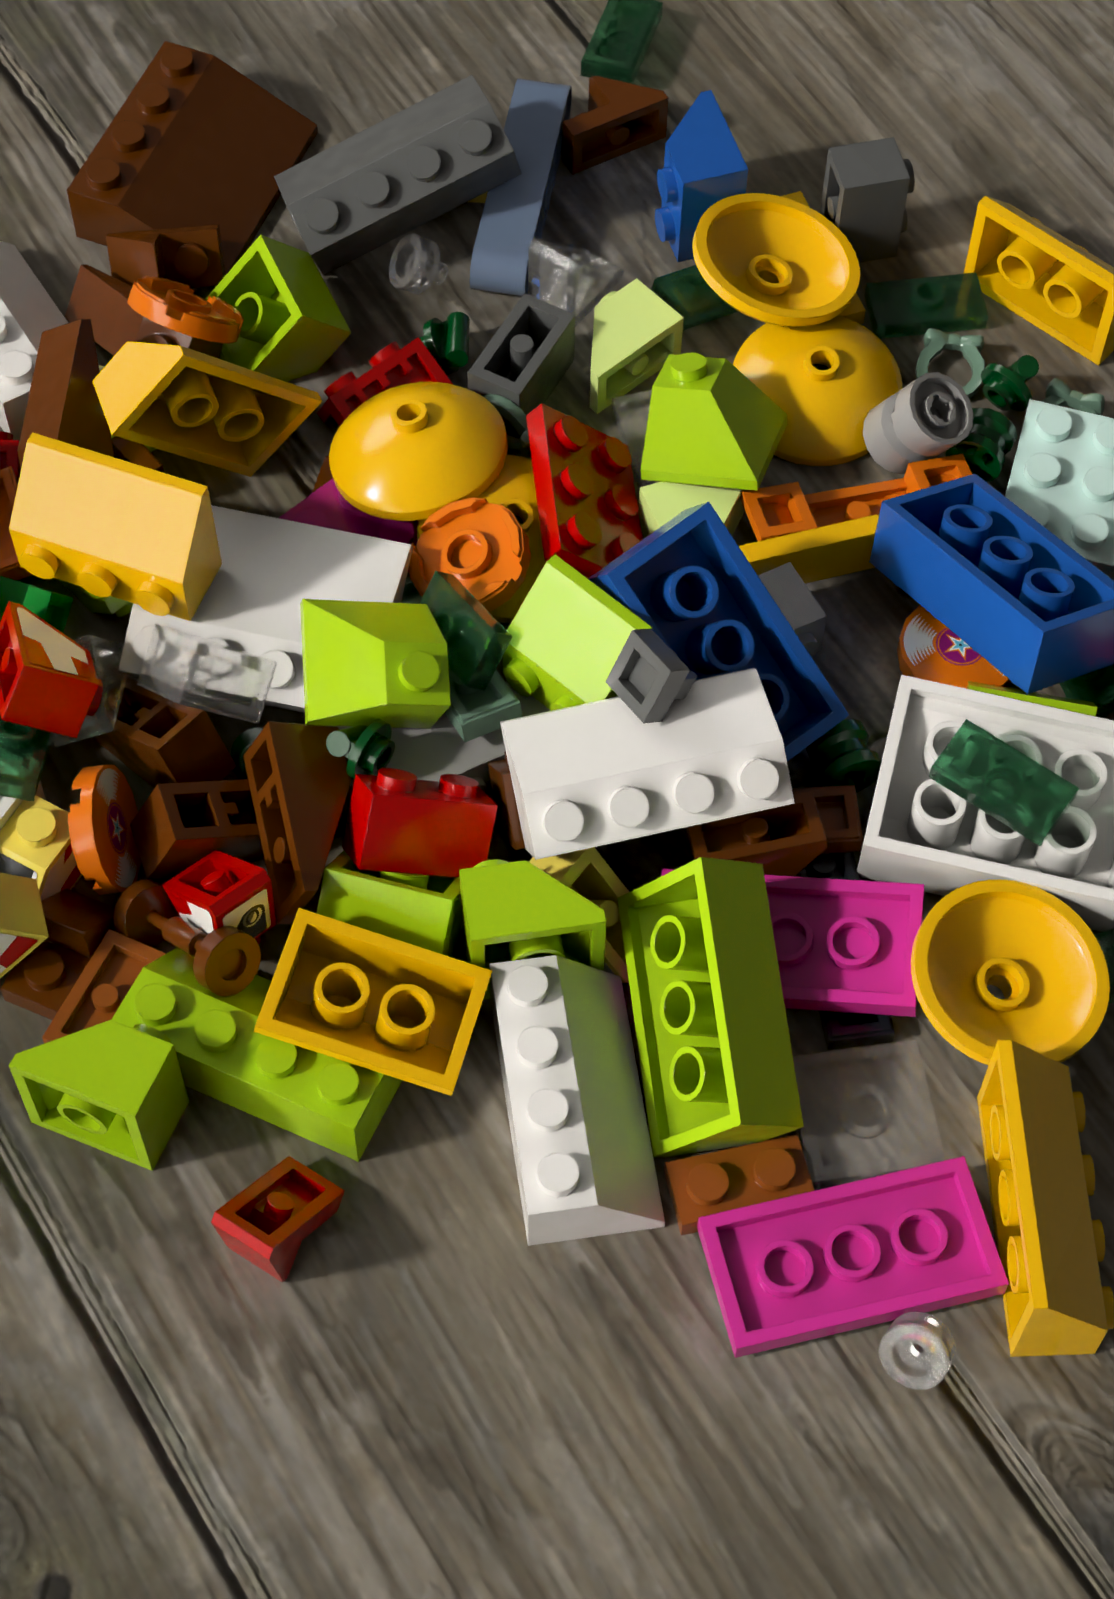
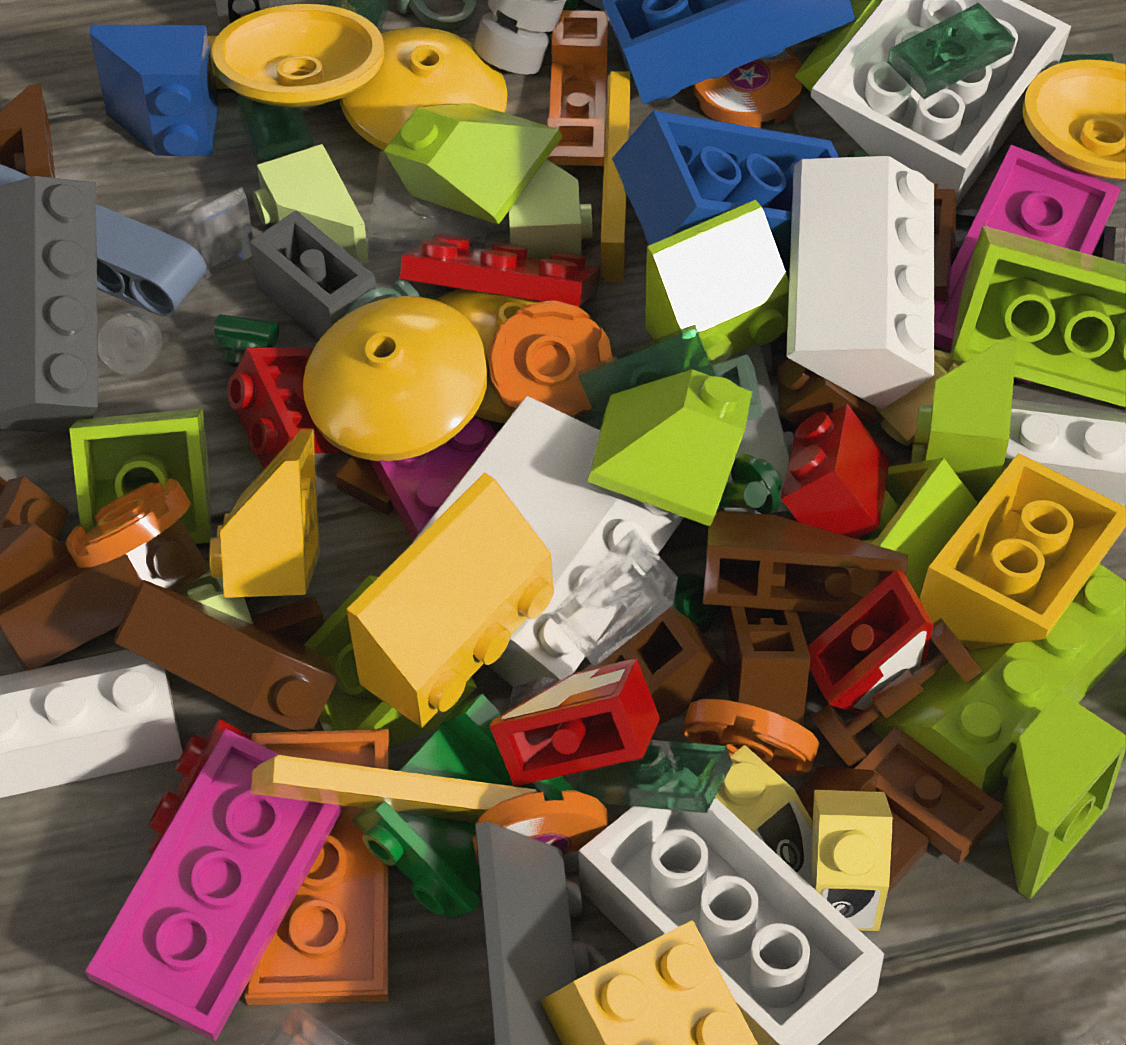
camera: 70 degrees left, 5 degrees down
(649, 676) = (805, 217): dark grey tile -> none

